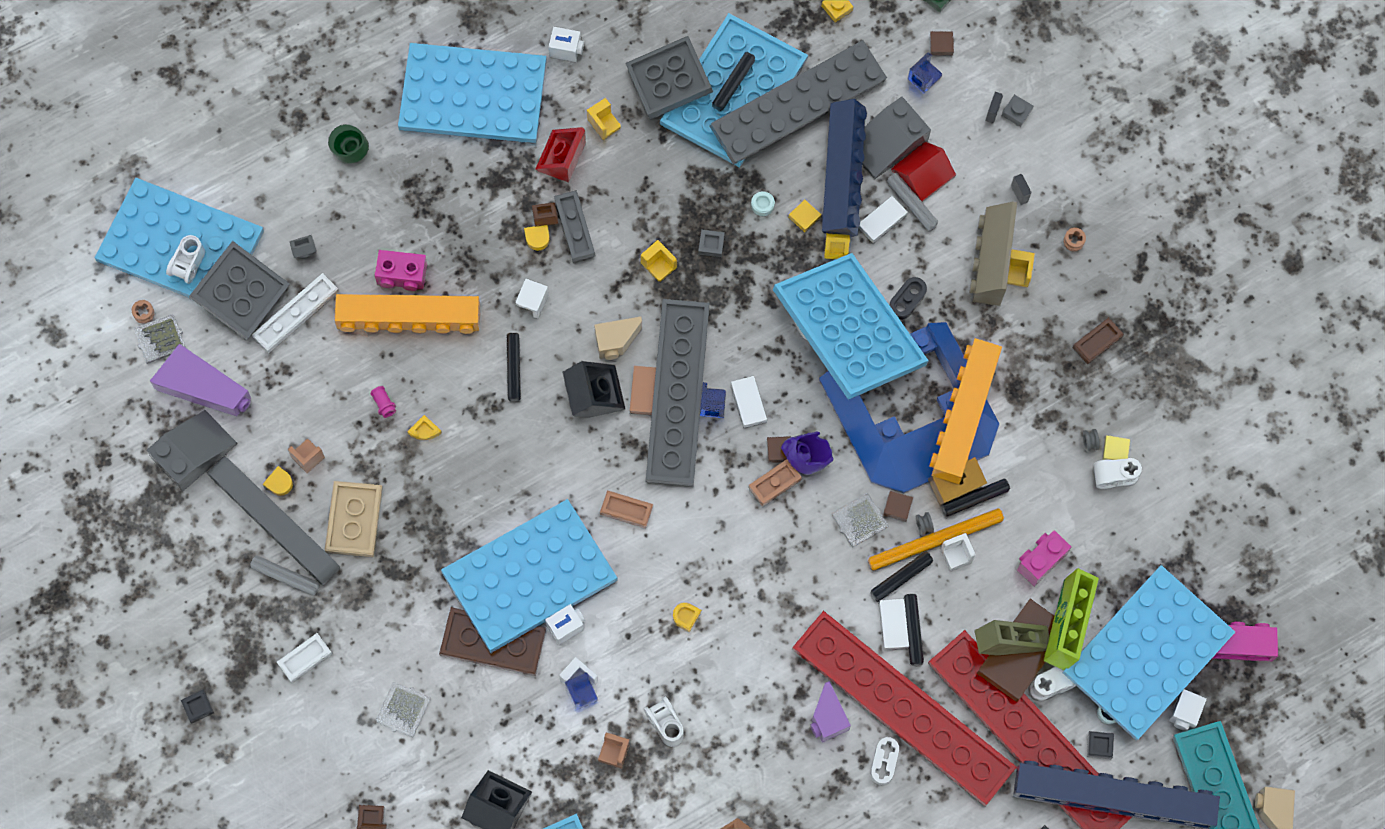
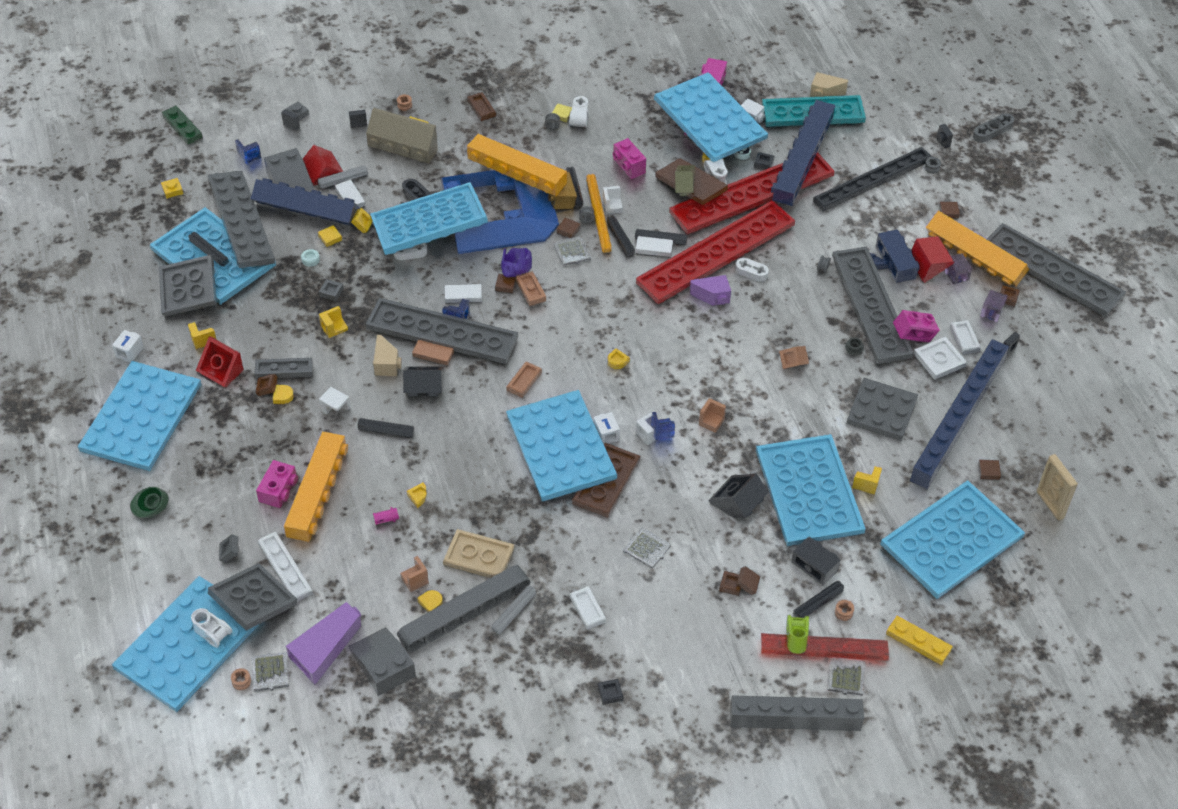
camera: 75 degrees left, 20 degrees down
(663, 718) = (697, 382): white piece -> none
(941, 43) = (227, 139): reddish brown tile -> none
(1071, 619) = (679, 148): lime brick -> none

